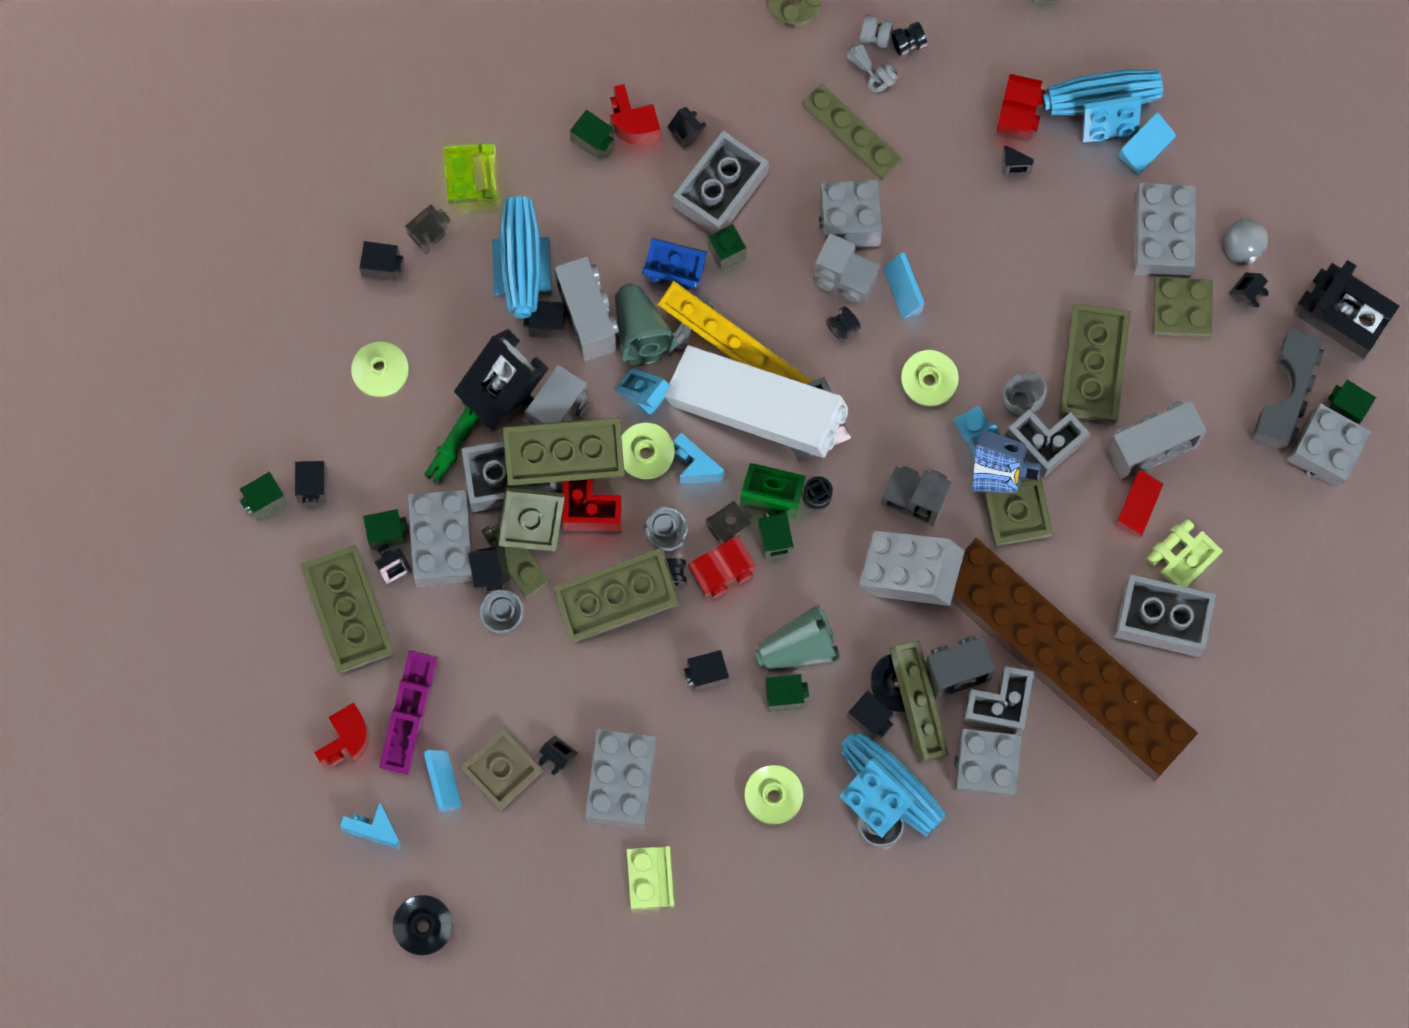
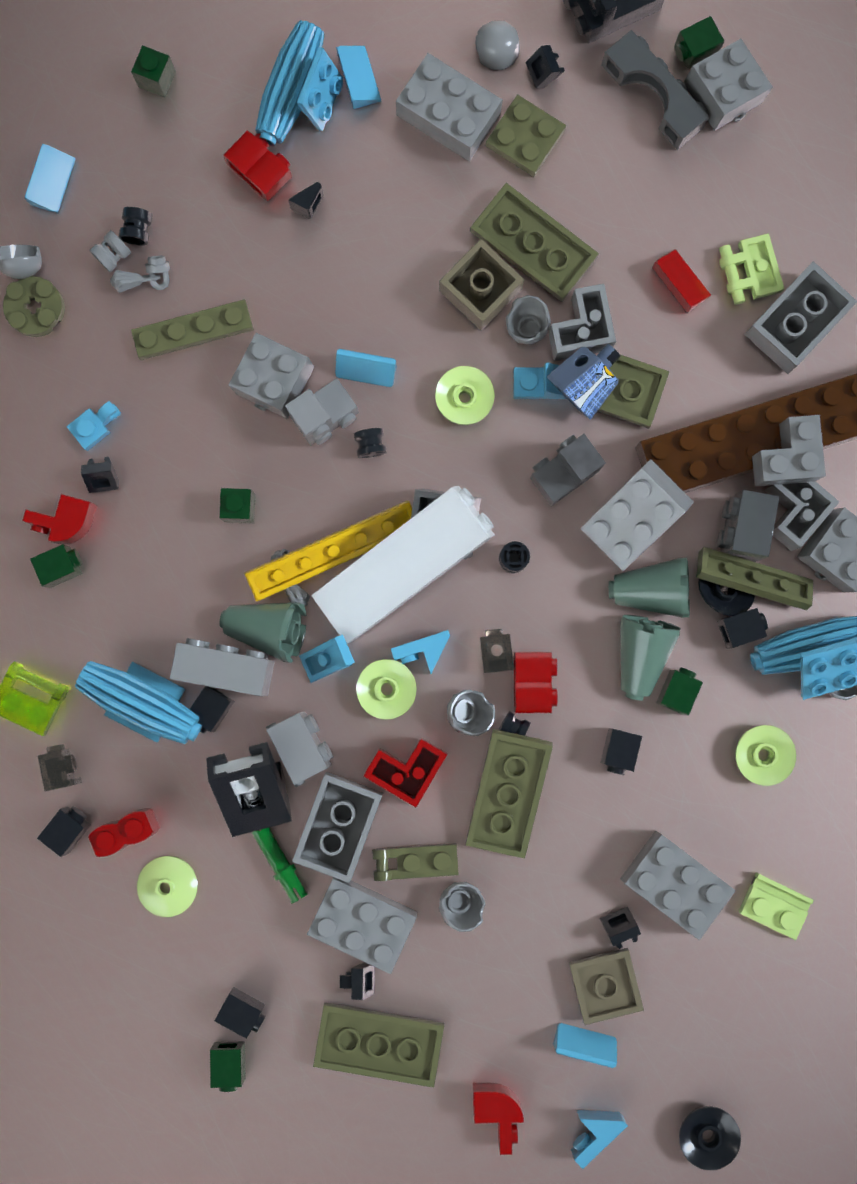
camera: 60 degrees left, 10 degrees up
(385, 529) = (324, 969): dark green brick -> none
(408, 712) = (506, 1040): magenta slope -> none
(410, 309) = (123, 832): none -> red brick
(489, 567) = (416, 895): black brick -> none
(530, 519) = (395, 834): olive plate -> none
(563, 451) = (353, 771): olive plate -> none
(674, 263) = (225, 562): blue bracket -> none
(720, 183) = (174, 476): light grey brick -> none
(722, 97) = (91, 427): none -> medium azure plate
(772, 490) = (486, 594): green slope -> none
(775, 535) = (530, 617): dark green brick -> none
(861, 623) = (654, 588): none -> sand green cone
(1029, 338) = (481, 284): none -> dark tan brick
(1036, 668) = (799, 458): none -> light grey brick
(1155, 439) = (639, 229): light grey brick -> none

